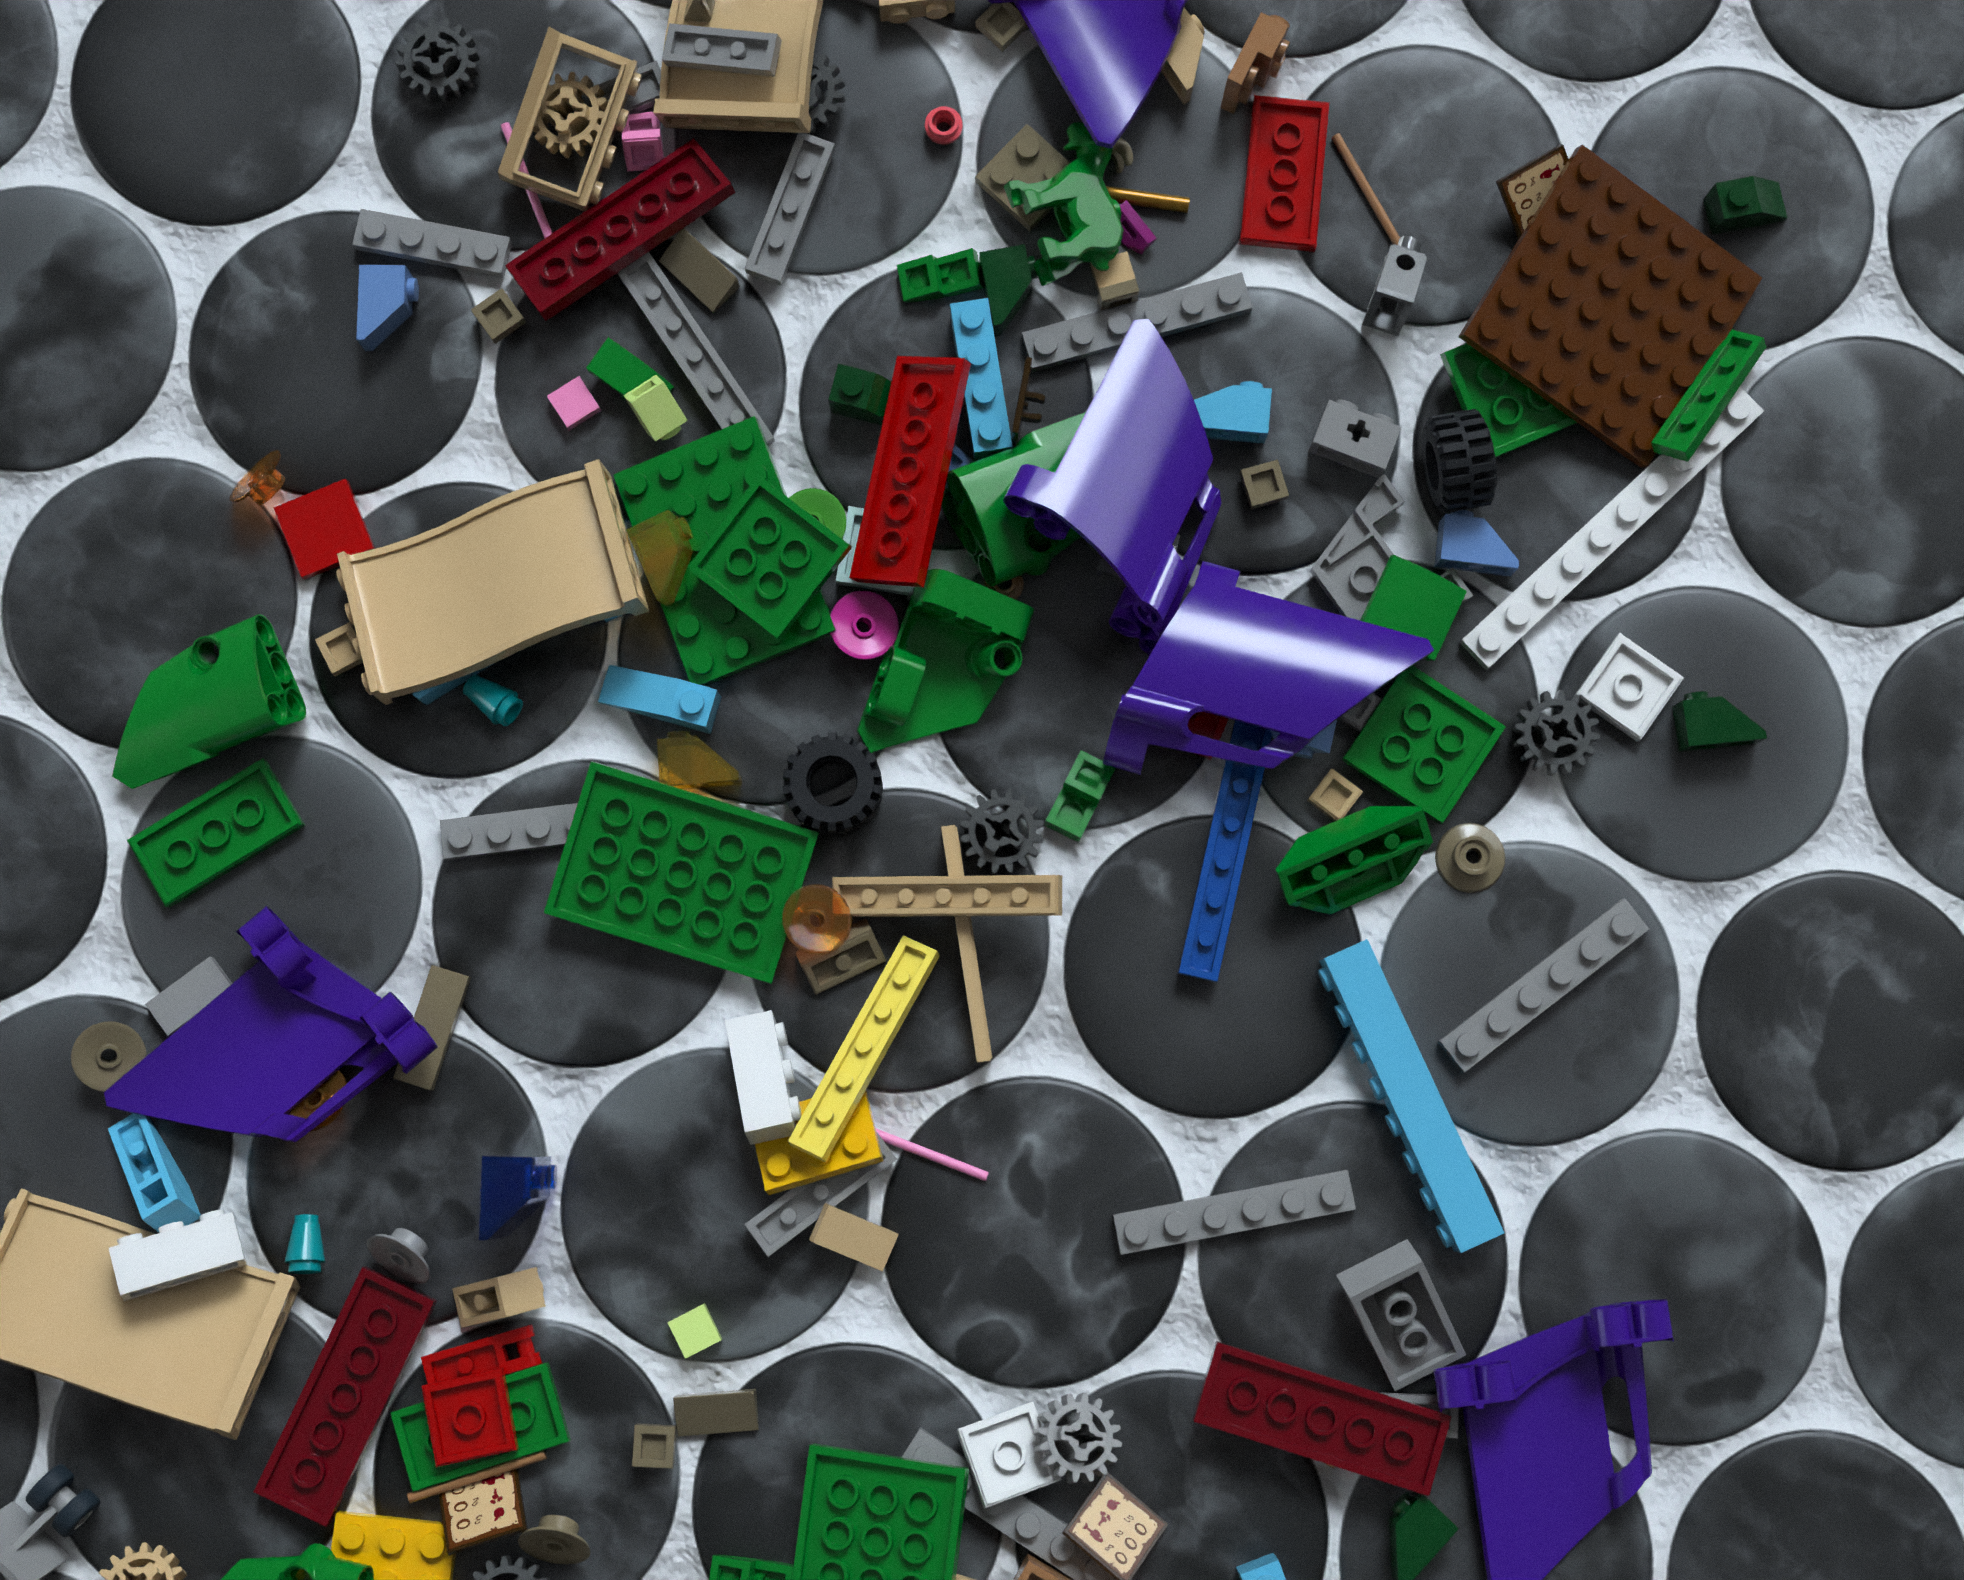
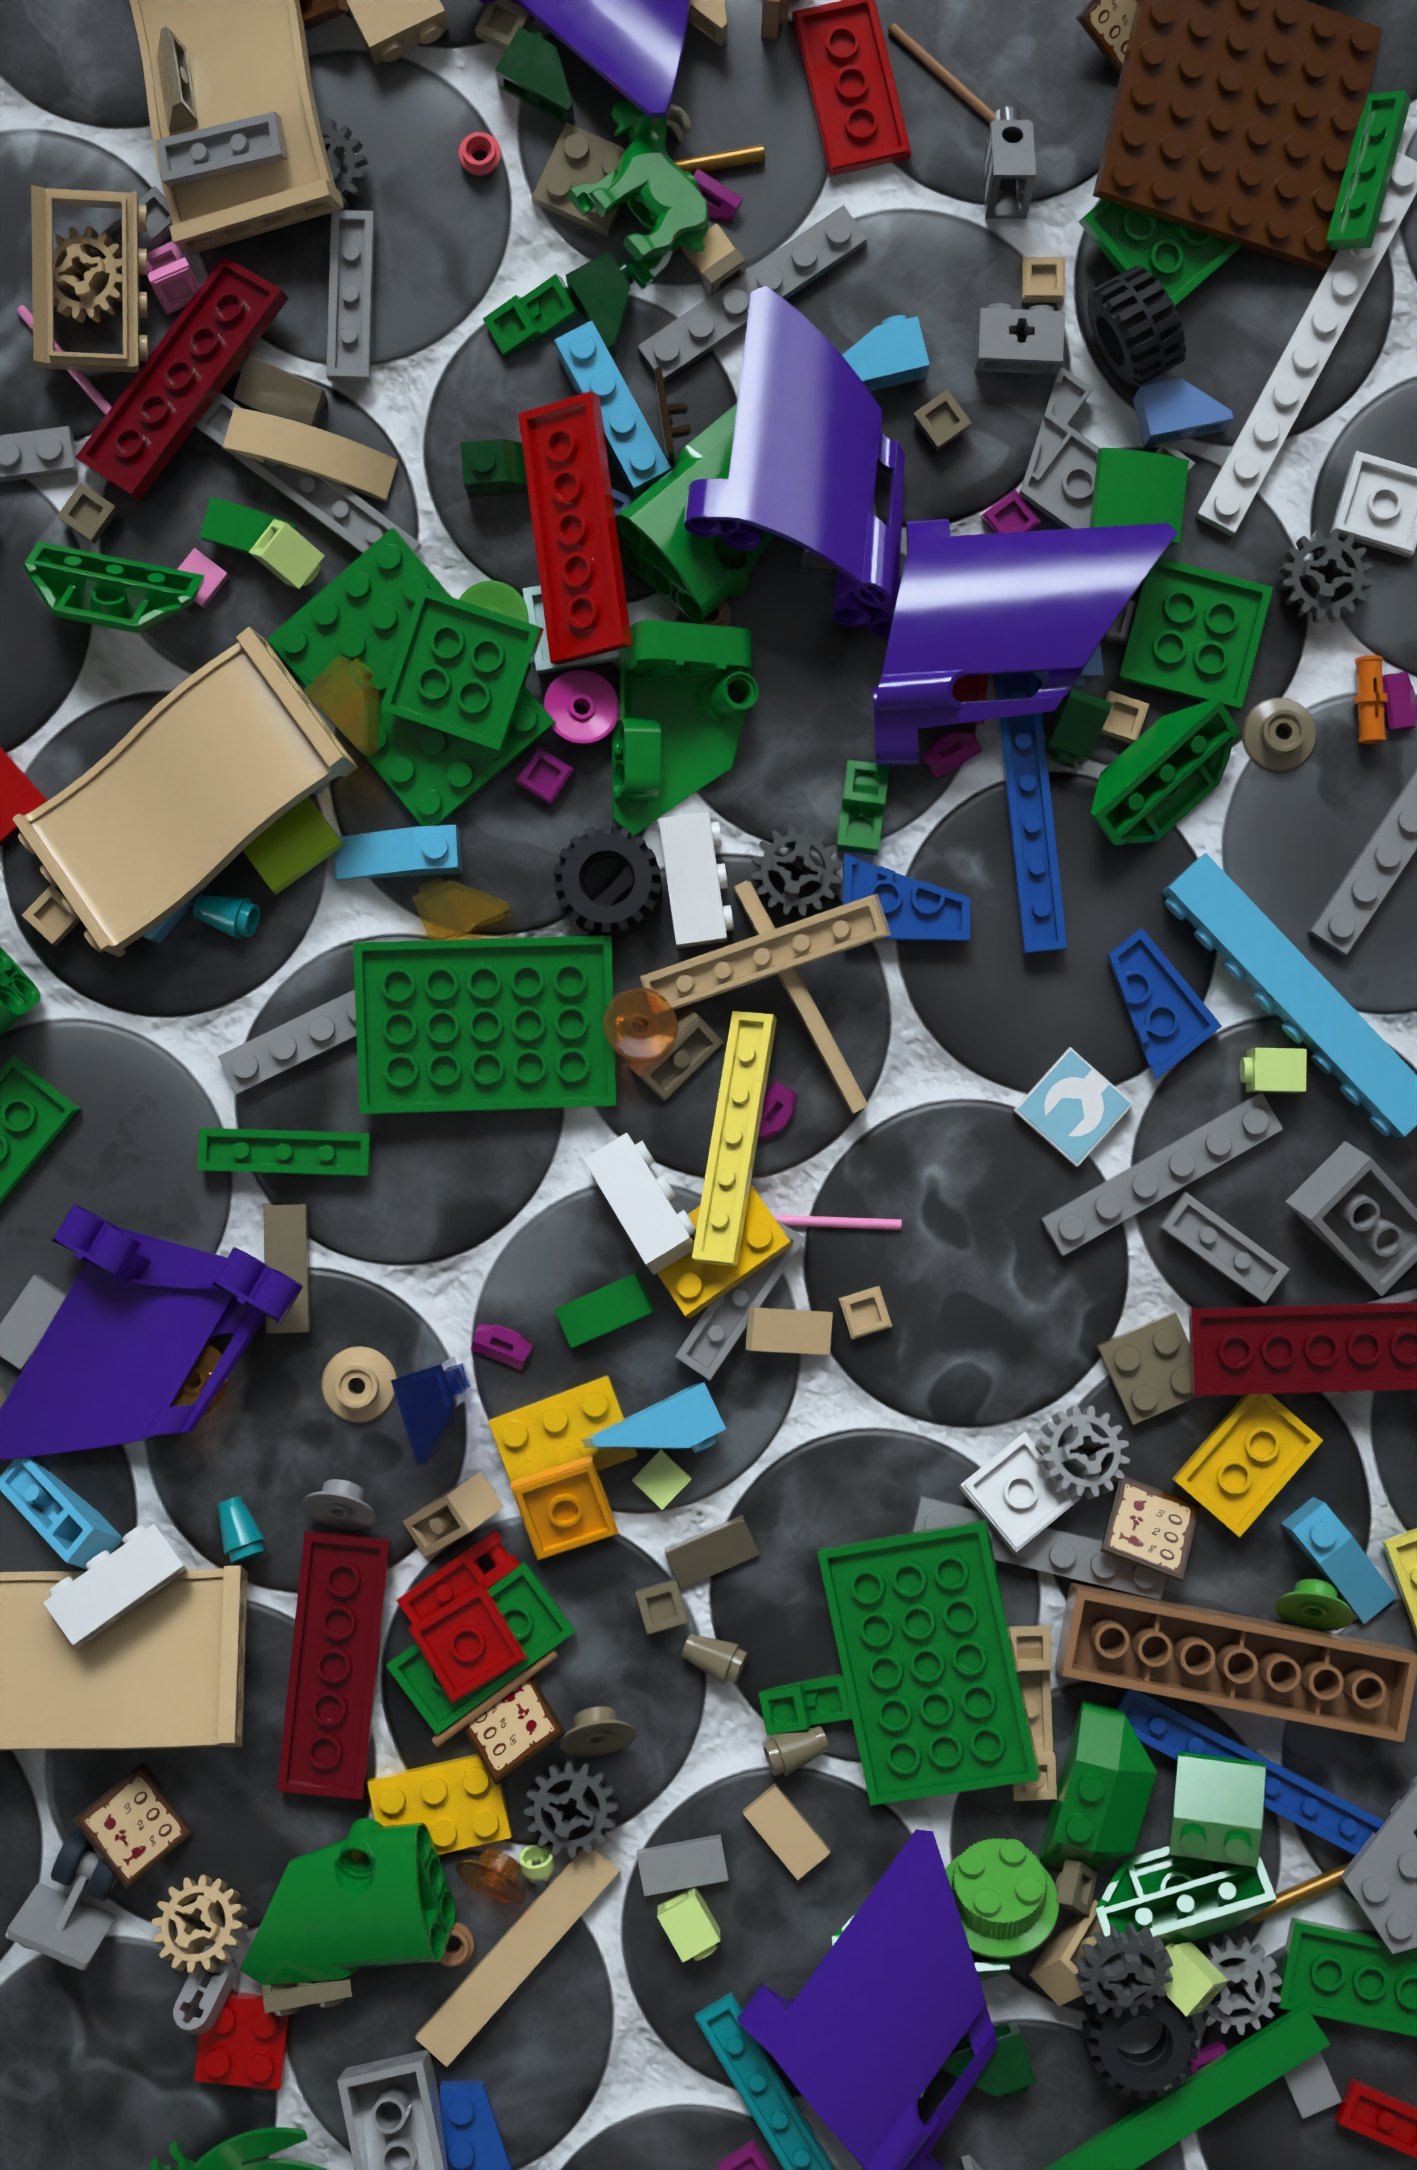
camera: 20 degrees left, 5 degrees up
(114, 1478) = (132, 1826): none -> piece
(467, 923) = (284, 1151): none -> green plate
(473, 1140) = (373, 1370): none -> tan piece
(492, 386) = (109, 588): none -> green wedge
(570, 659) = (292, 845): none -> lime slope
(596, 1161) = (501, 1345): none -> magenta piece
(599, 1325) = (564, 1507): none -> light orange tile
(620, 1263) = (553, 1430): none -> yellow plate
(686, 1509) = (715, 1657): none -> dark tan cone
(697, 1161) = (604, 1310): none -> green slope
(708, 328) = (310, 451): none -> tan slope
(723, 1284) = (673, 1423): none -> medium azure slope
(811, 674) = (544, 776): none -> magenta tile
(910, 809) = (695, 879): none -> white brick
(911, 1037) = (776, 1111): none -> magenta piece
(927, 1244) = (865, 1312): none -> tan tile
(1013, 75) = (535, 75): none -> dark green slope
(1088, 895) = (911, 906): none -> blue wing
(1164, 1382) = (1149, 1367): none -> dark tan plate
(1174, 774) = (951, 751): none -> magenta piece
(1175, 1124) = (1073, 1107): none -> medium azure tile
(1223, 1498) = (1247, 1460): none -> yellow plate
(1267, 1297) = (1224, 1247): none -> light grey plate
(1283, 1058) = (1160, 1003): none -> blue wing
(1289, 791) = (1076, 728): none -> dark green slope
(1296, 587) = (1010, 515): none -> magenta tile
(1365, 1153) = (1274, 1070): none -> yellowish green brick
(1394, 393) = (1042, 279): none -> tan tile
(1560, 854) = (1370, 699): none -> orange pin
(1586, 864) = (1401, 703): none -> magenta piece

